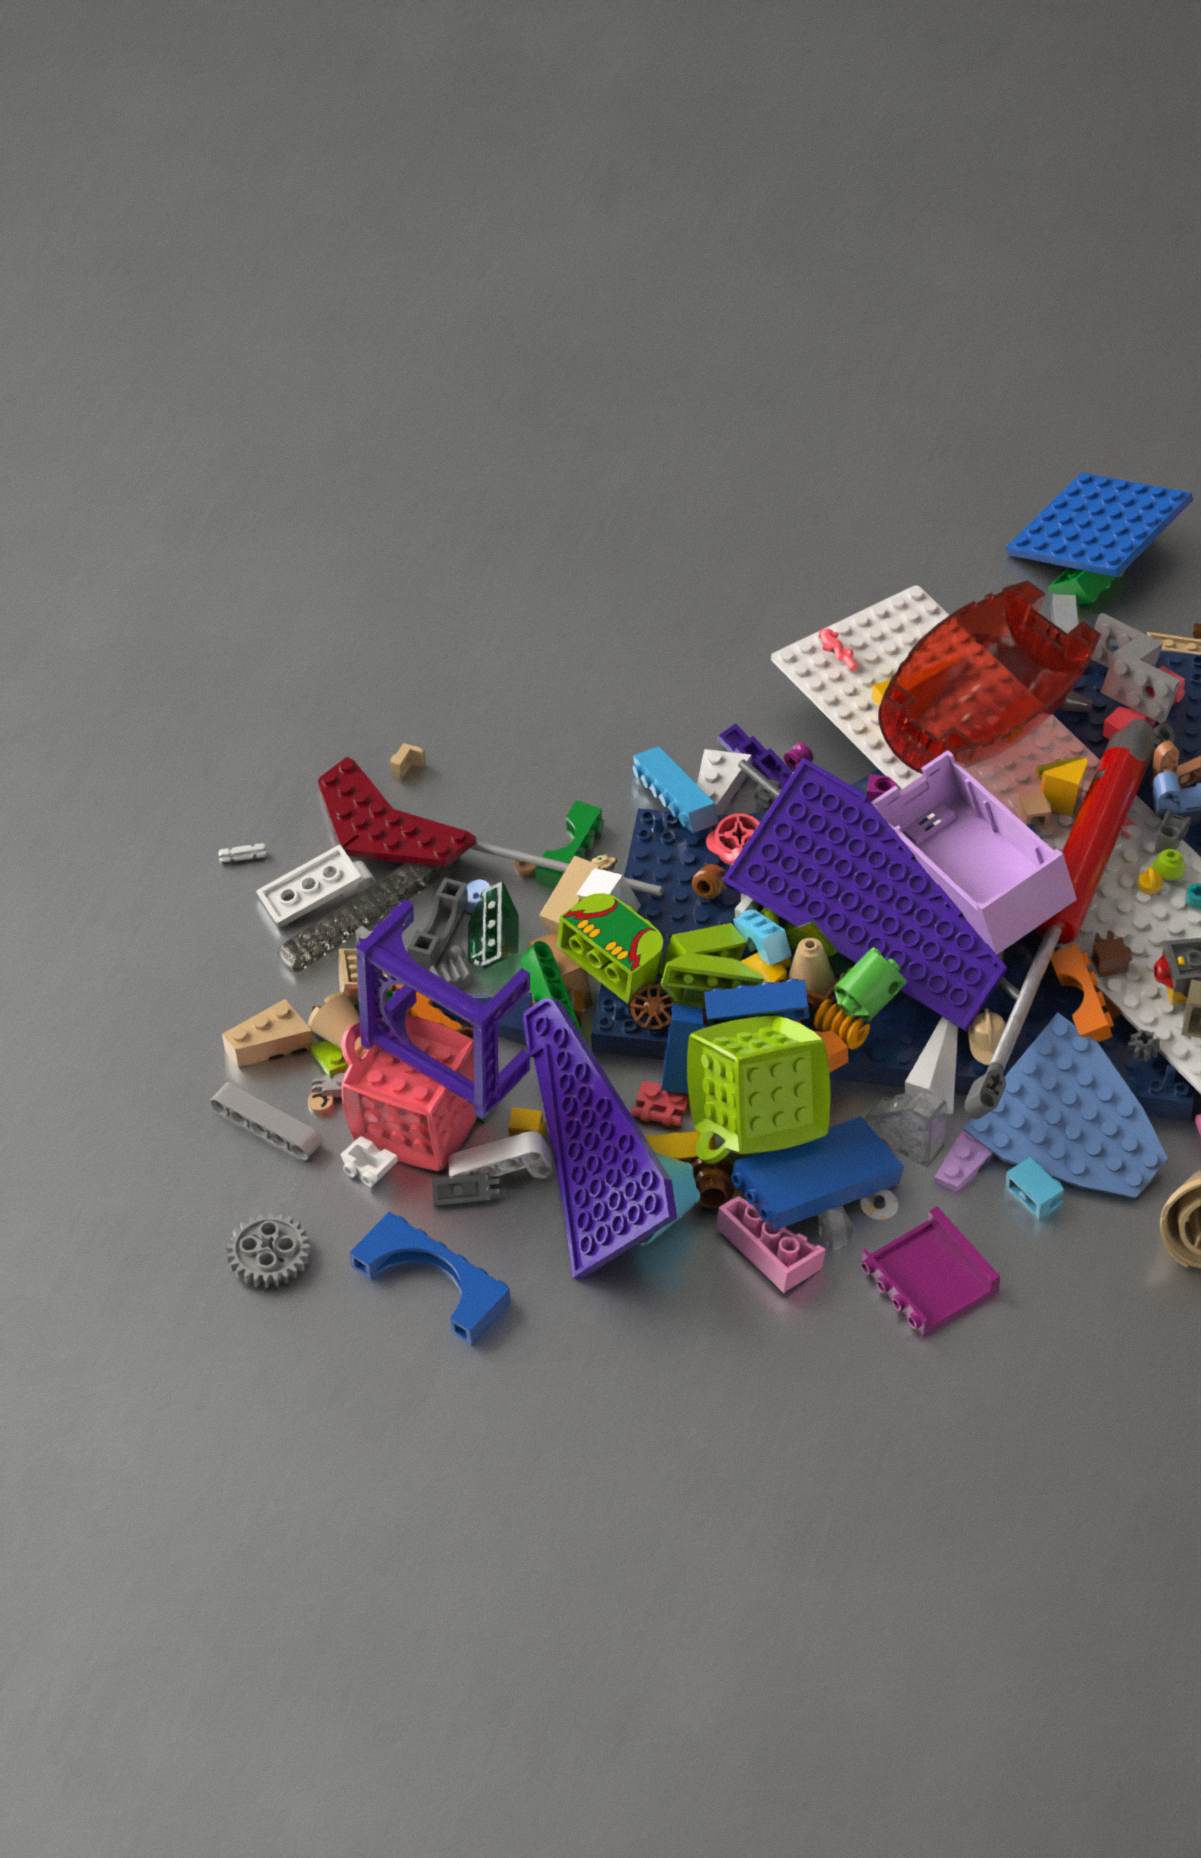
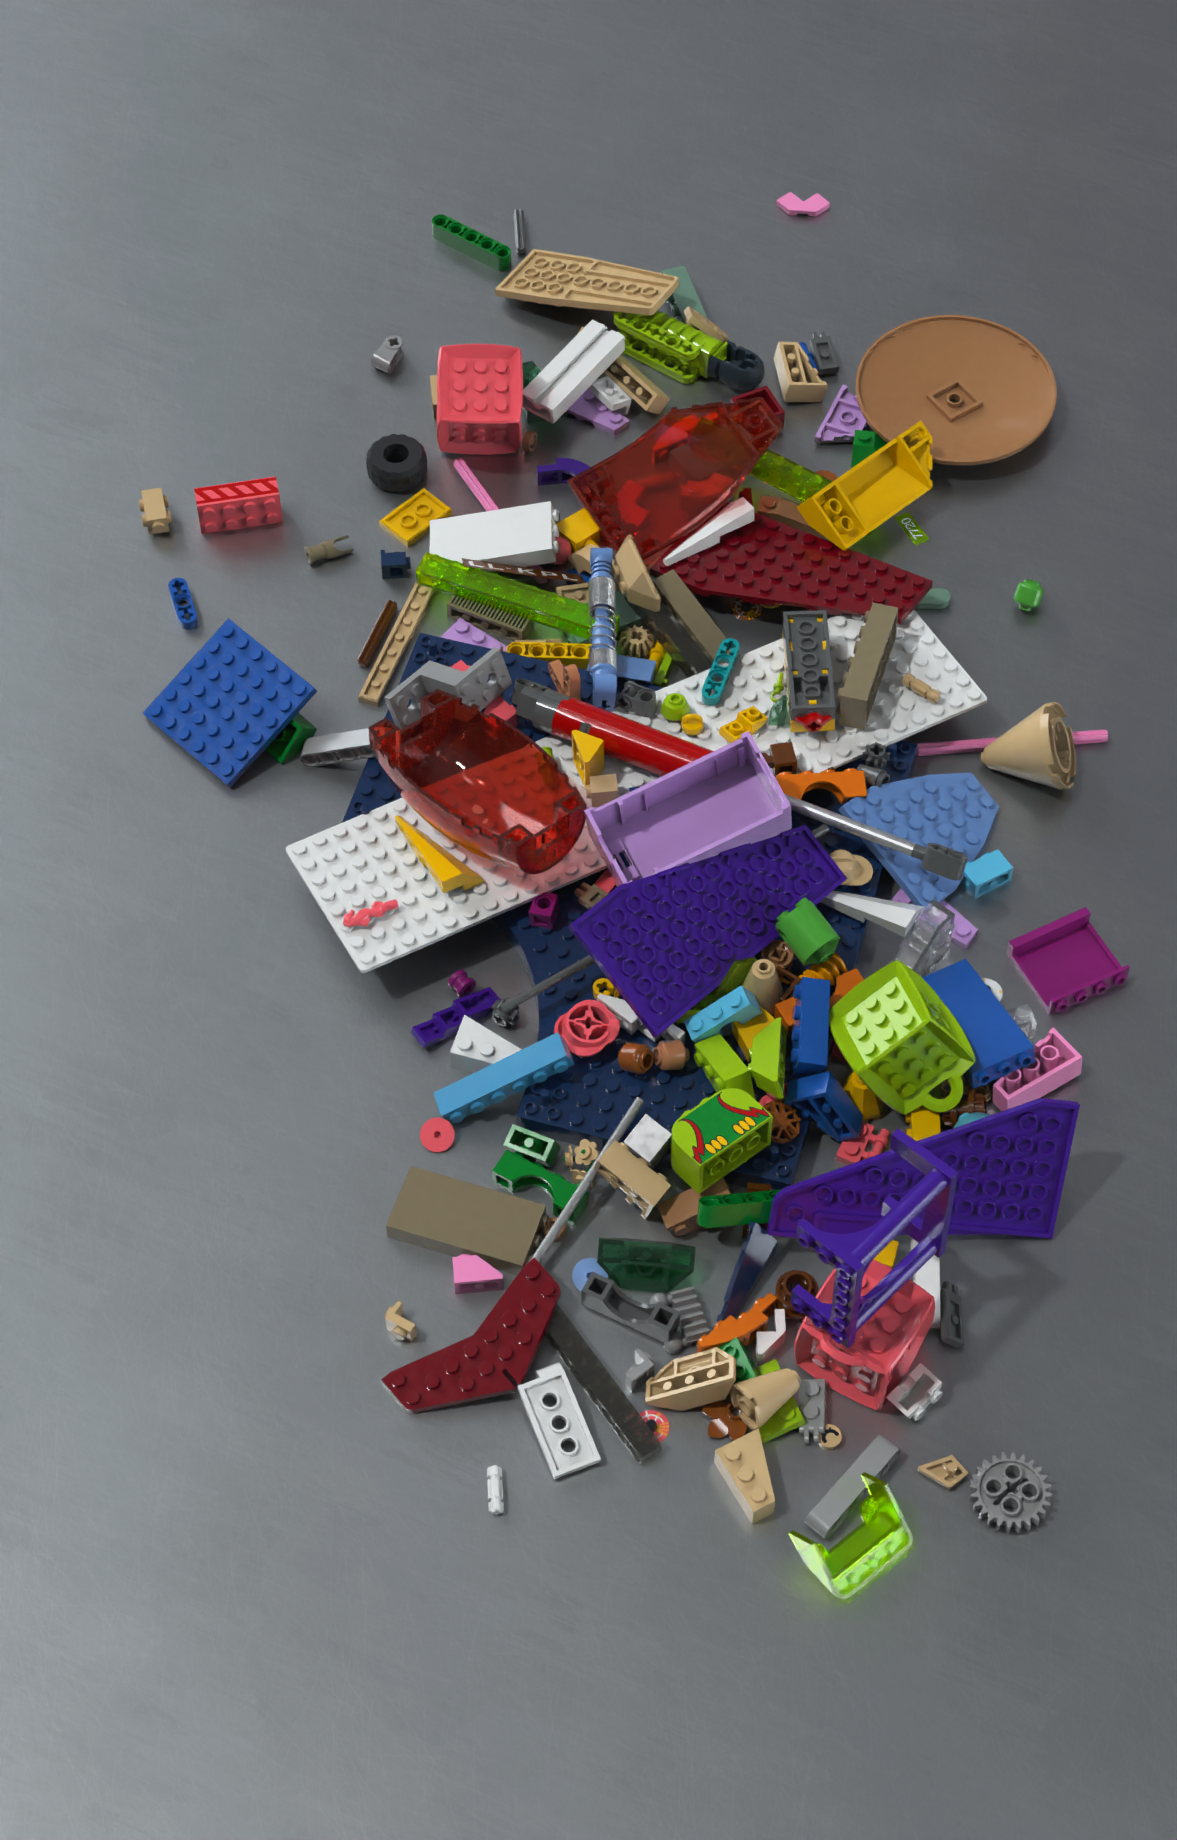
camera: 85 degrees left, 5 degrees up
(190, 1132) = (864, 1550): none -> clear neon green windscreen
(289, 1197) = (944, 1471): none -> tan piece
(323, 967) = (657, 1423): none -> piece
(398, 1243) = (1075, 1313): blue arch -> none
(465, 805) = (475, 1275): none -> bright pink slope
(524, 792) = (466, 1219): none -> dark tan brick
(610, 829) = (532, 1145): none -> green brick
(618, 762) = (437, 1134): none -> coral piece
(718, 909) = (670, 1055): none -> nougat head
(1116, 1046) = (874, 776): none -> dark grey cone
(1156, 925) = (747, 720): none -> yellow slope

